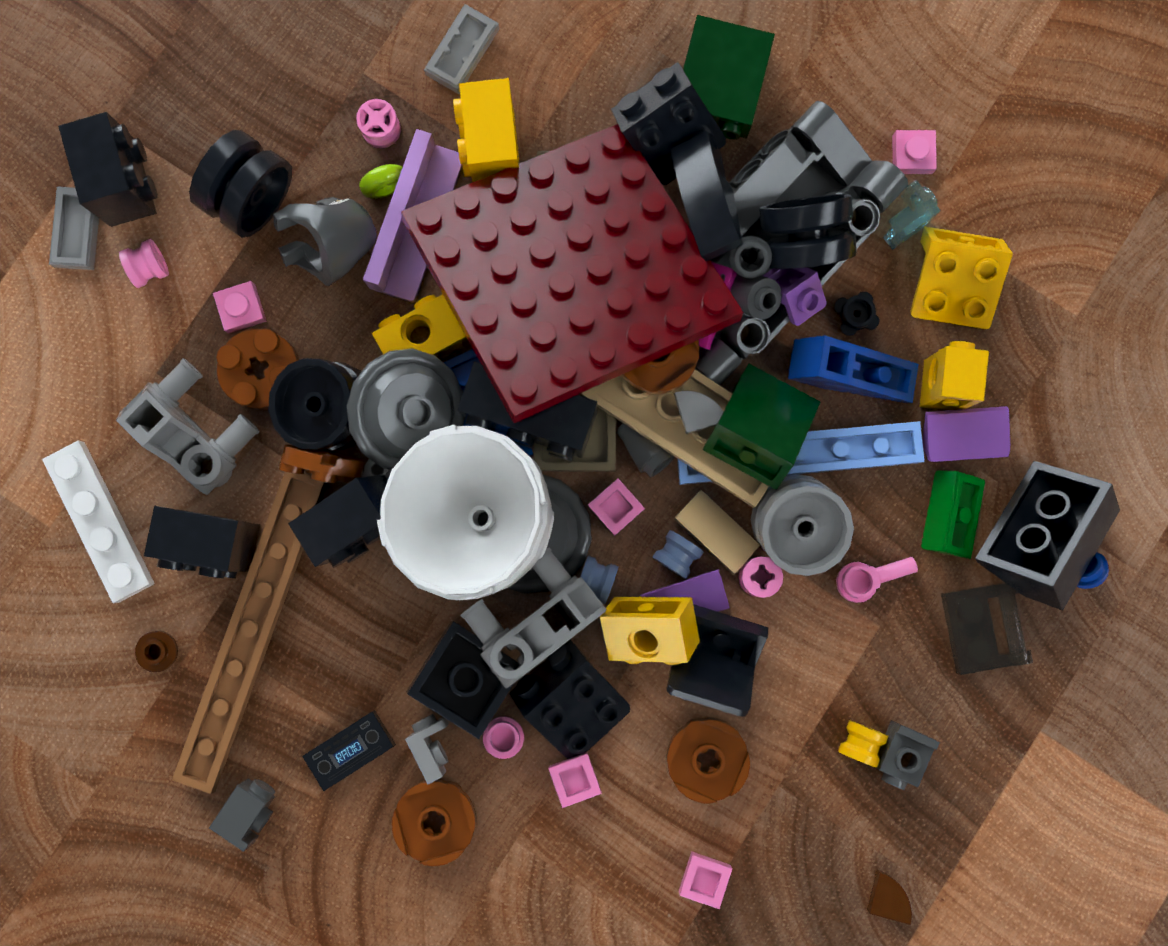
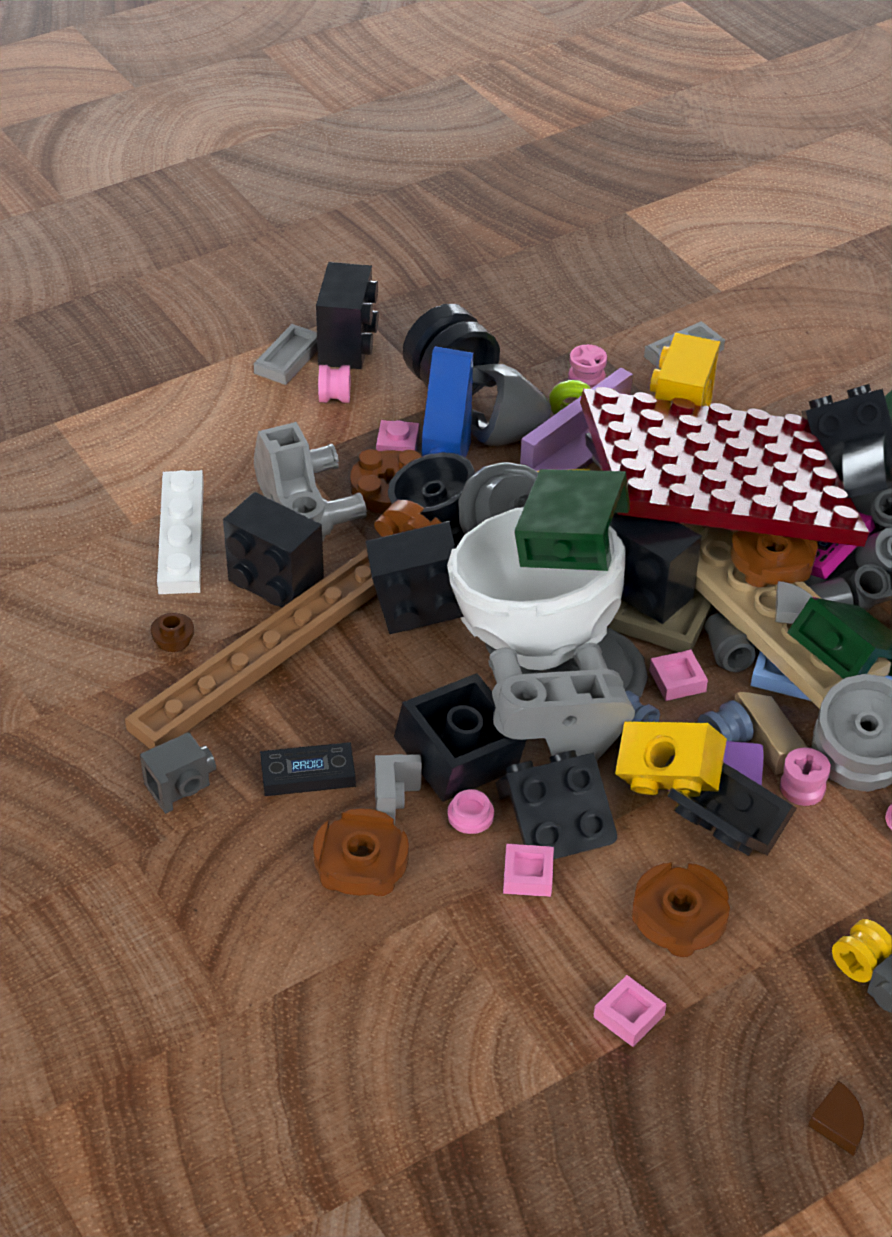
camera: 20 degrees right, 40 degrees down
(280, 288) = (448, 403): none -> blue slope
(479, 472) = (570, 519): none -> dark green panel

